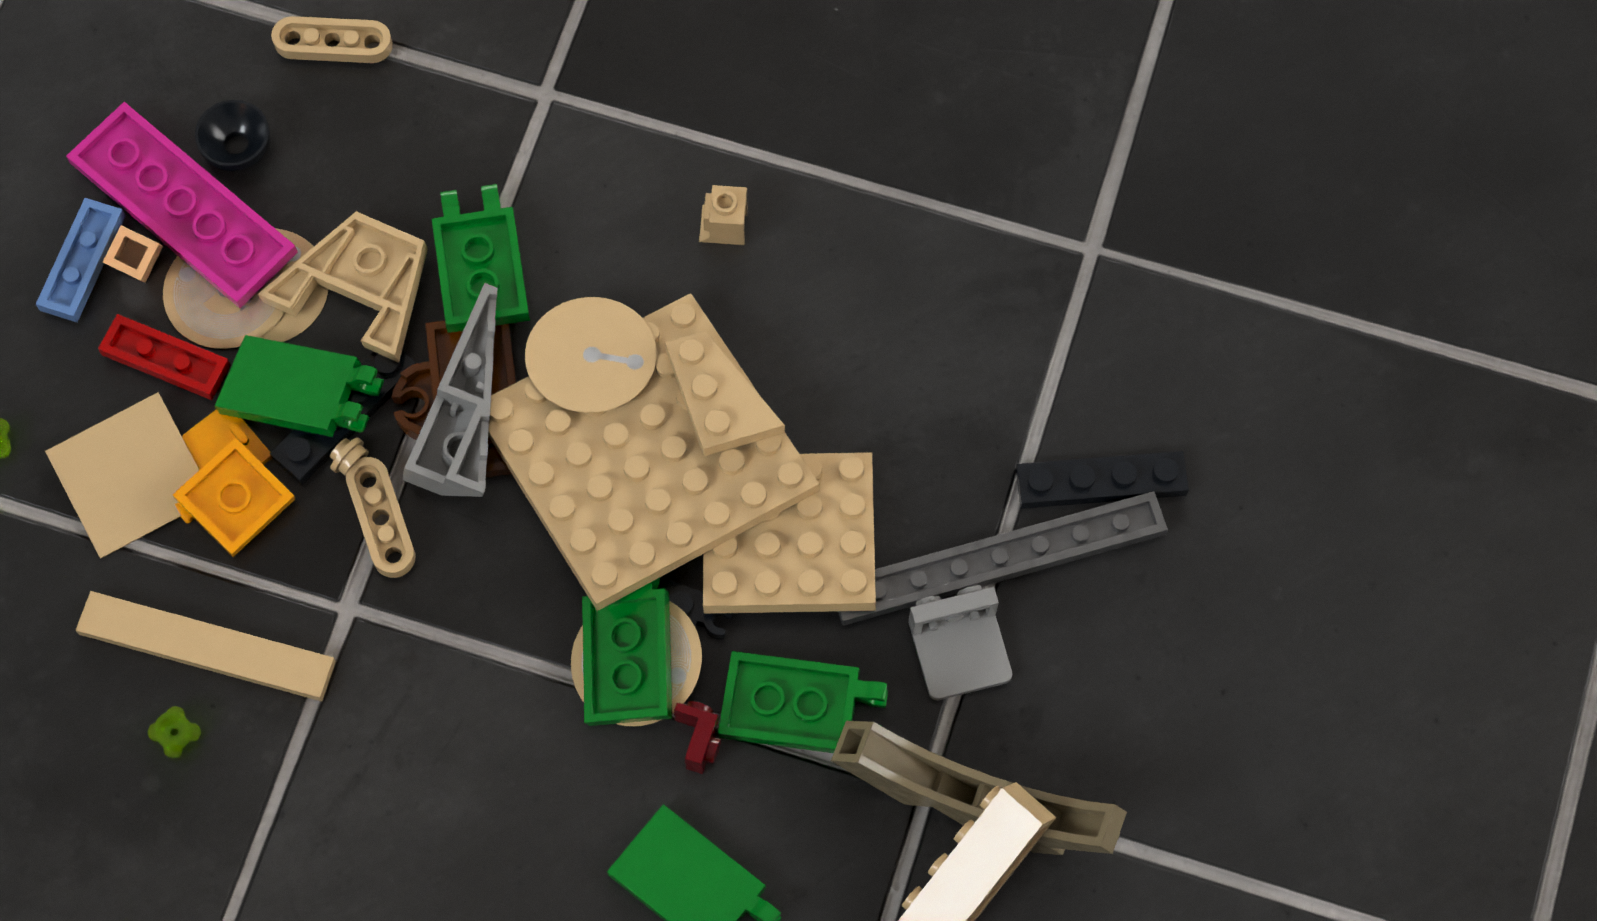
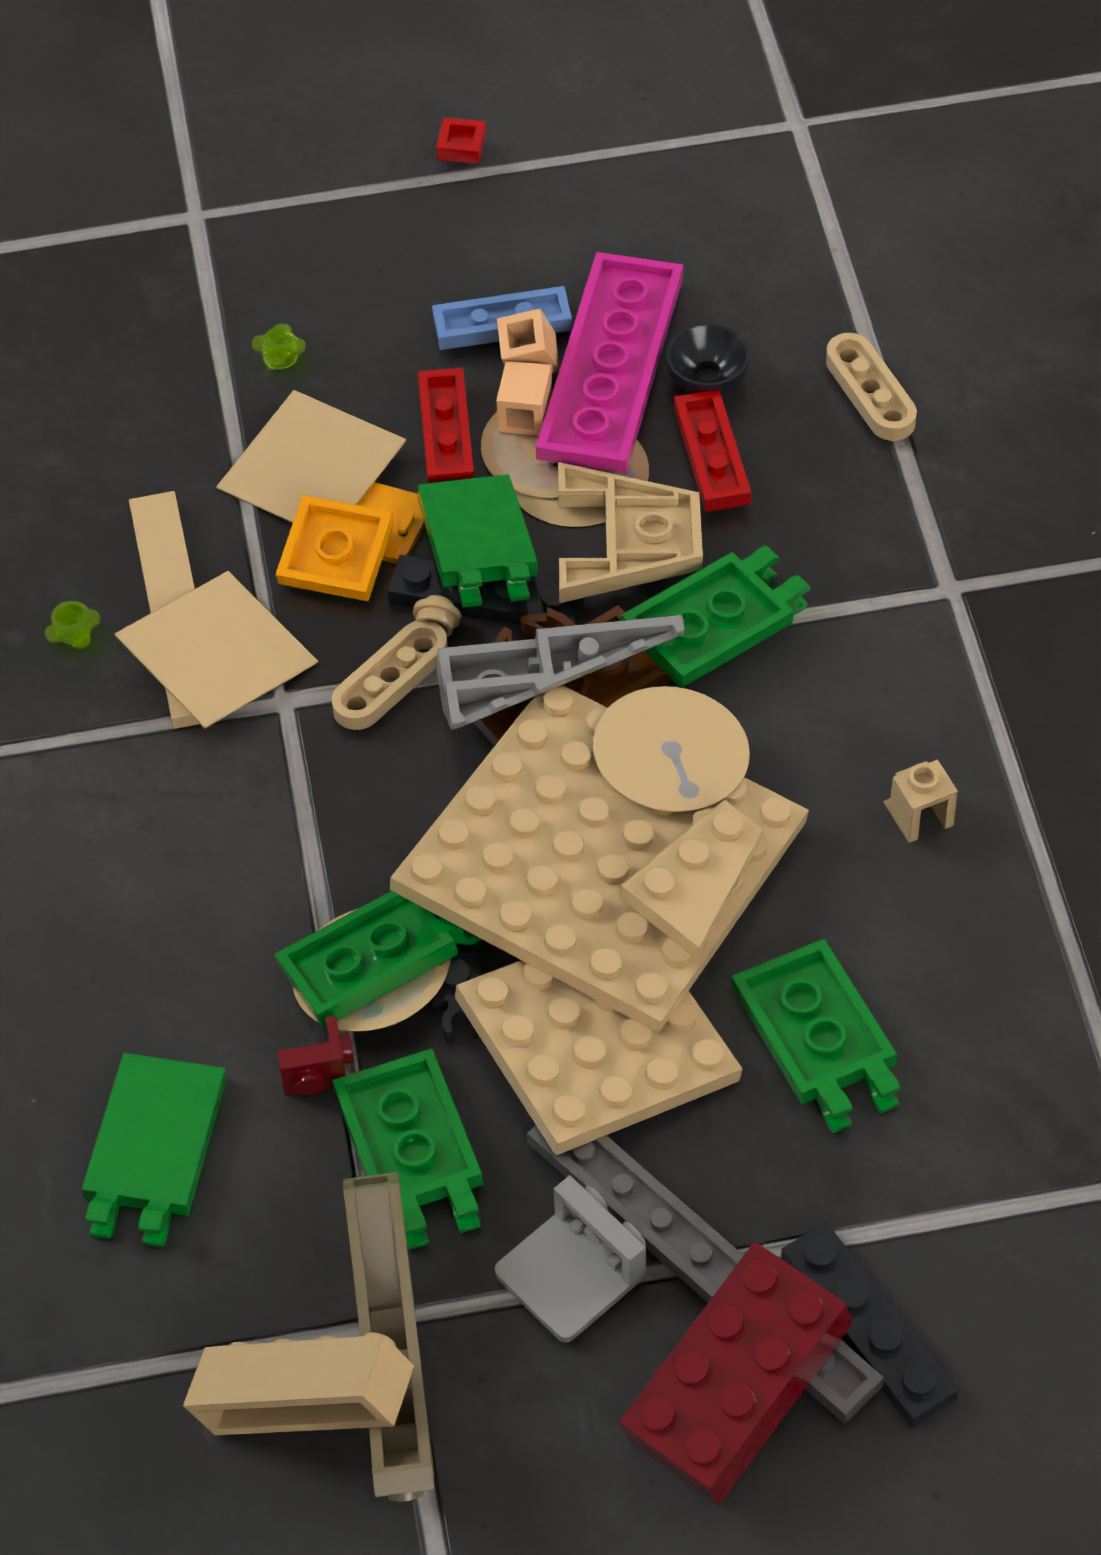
camera: 65 degrees right, 15 degrees down
(179, 284) = (523, 397): none -> light nougat brick
(272, 633) = (216, 649): none -> tan piece
(318, 180) = (712, 450): none -> red plate
(866, 387) = (819, 1030): none -> green tile
(1110, 578) = (736, 1372): none -> dark red brick

